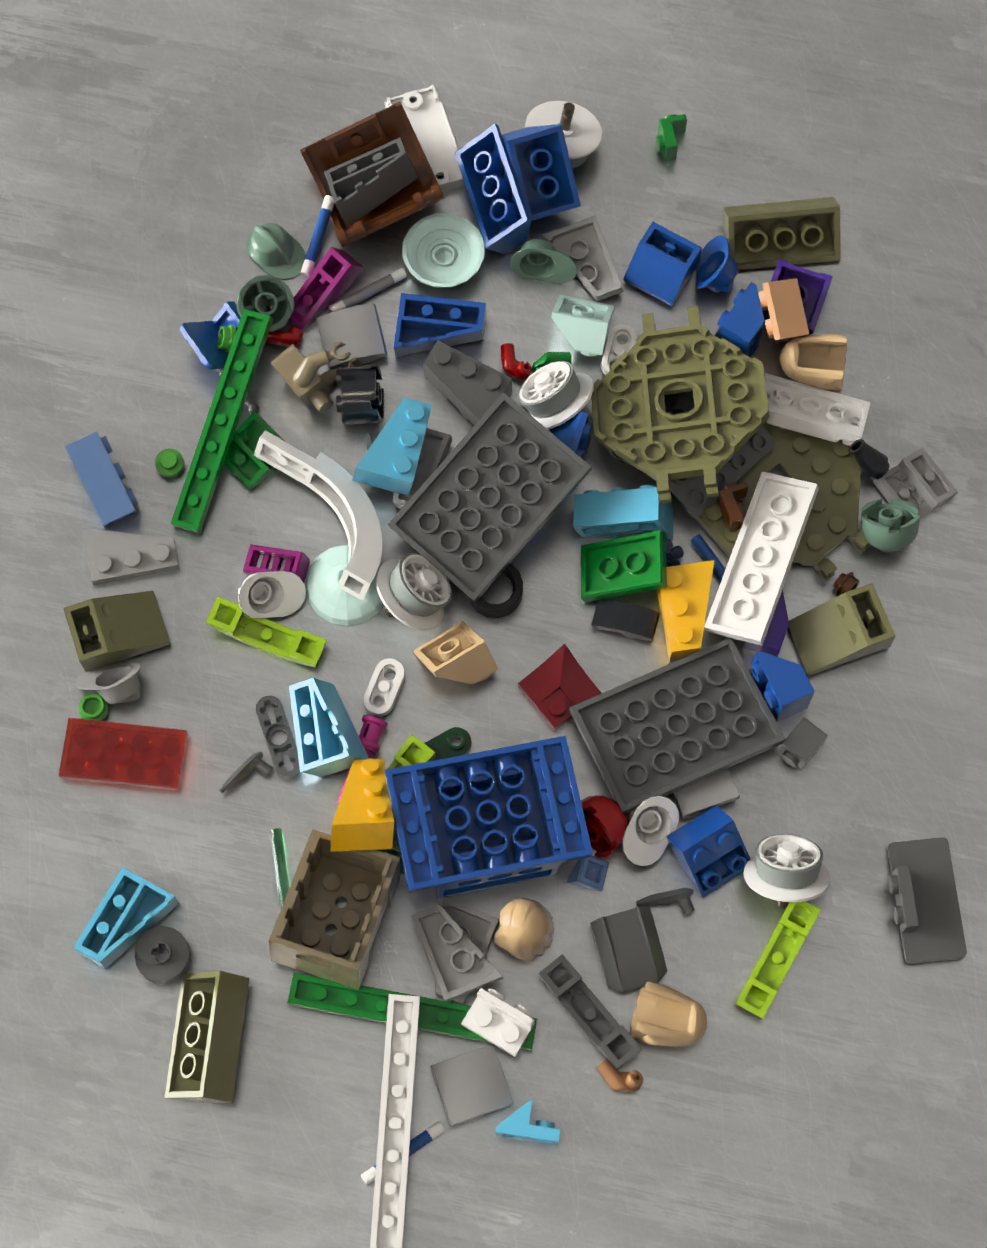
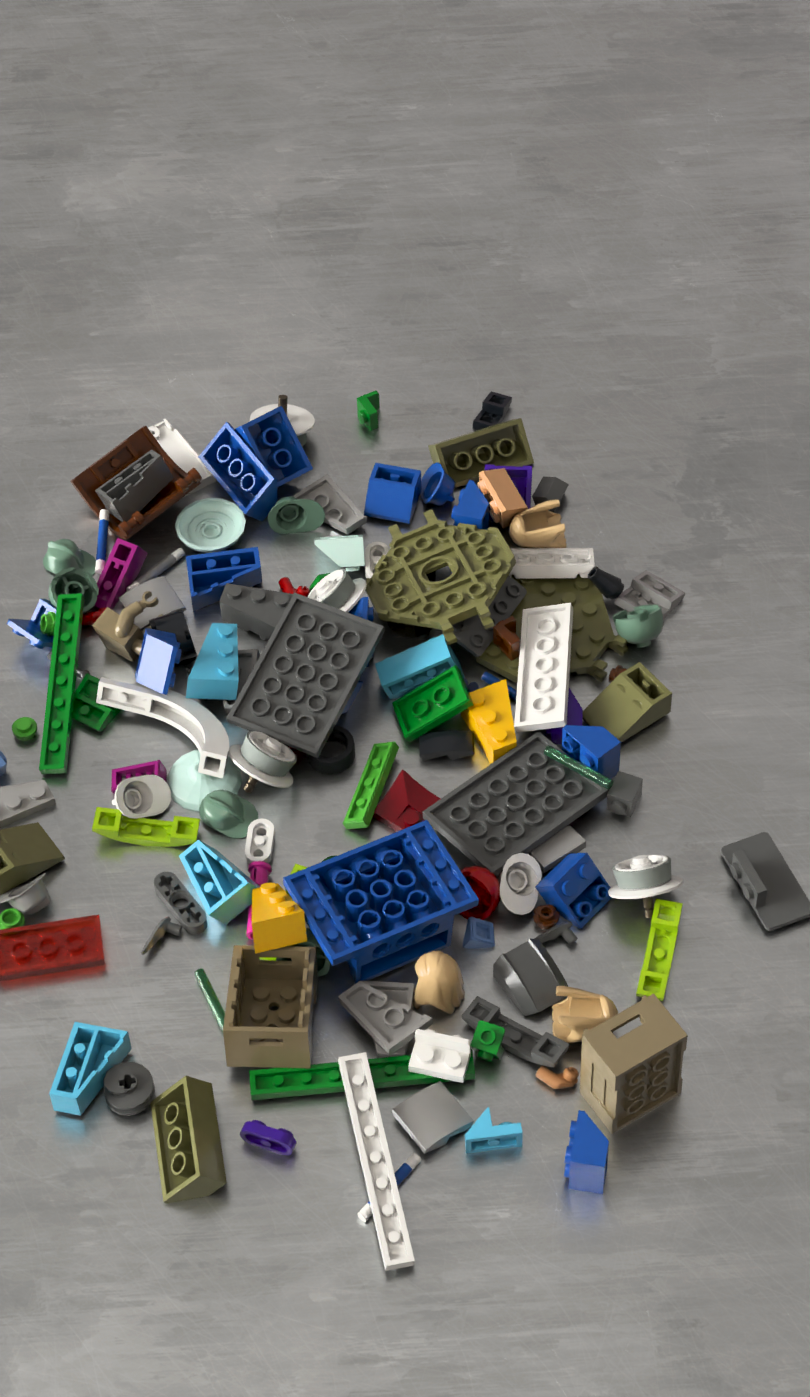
camera: 15 degrees left, 20 degrees down
(303, 1066) = (268, 1138): none -> dark purple plate
(332, 429) = (157, 660): none -> slope
(360, 639) = (227, 813): none -> sand green piece
(458, 655) = (317, 801): tan slope -> none
(526, 648) = (370, 785): none -> bright green tile
(556, 1018) = (488, 1041): none -> green bracket
(620, 1193) = (586, 1156): none -> blue slope
(668, 880) = (546, 922): none -> reddish brown plate
(703, 1119) = (636, 1071): none -> dark tan container
(759, 702) = (578, 767): none -> clear green bar
(814, 175) = (493, 410): none -> black slope
(844, 310) = (549, 489): none -> dark grey piece

